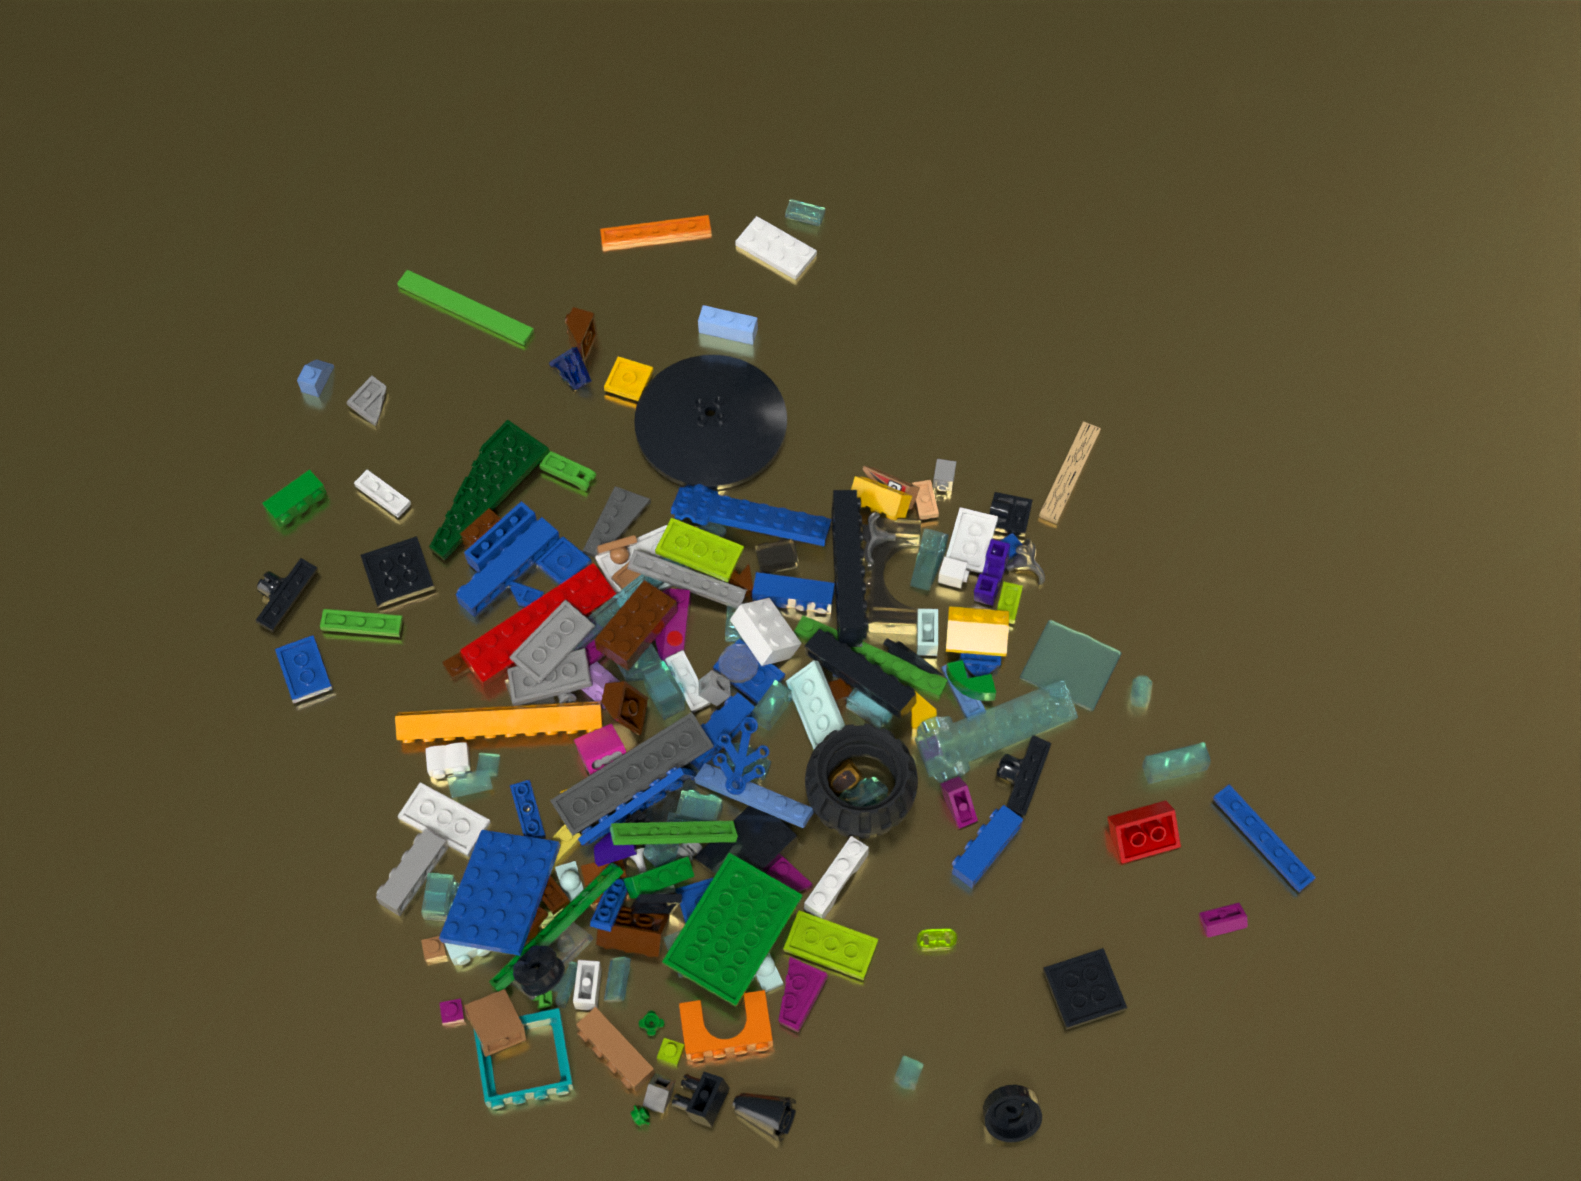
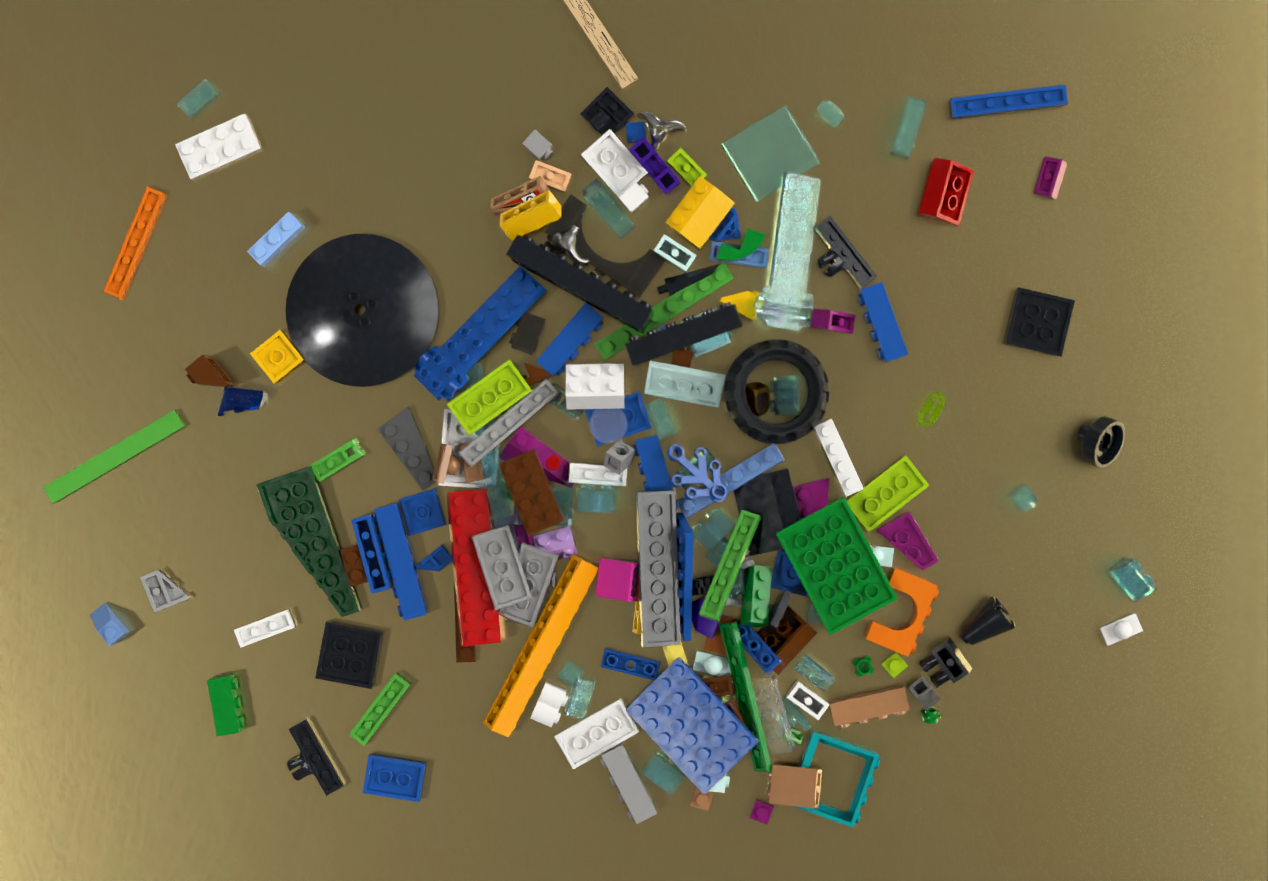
camera: 55 degrees left, 25 degrees up
(538, 970) = (769, 736): black wheel -> none
(625, 705) = (594, 540): reddish brown slope -> none

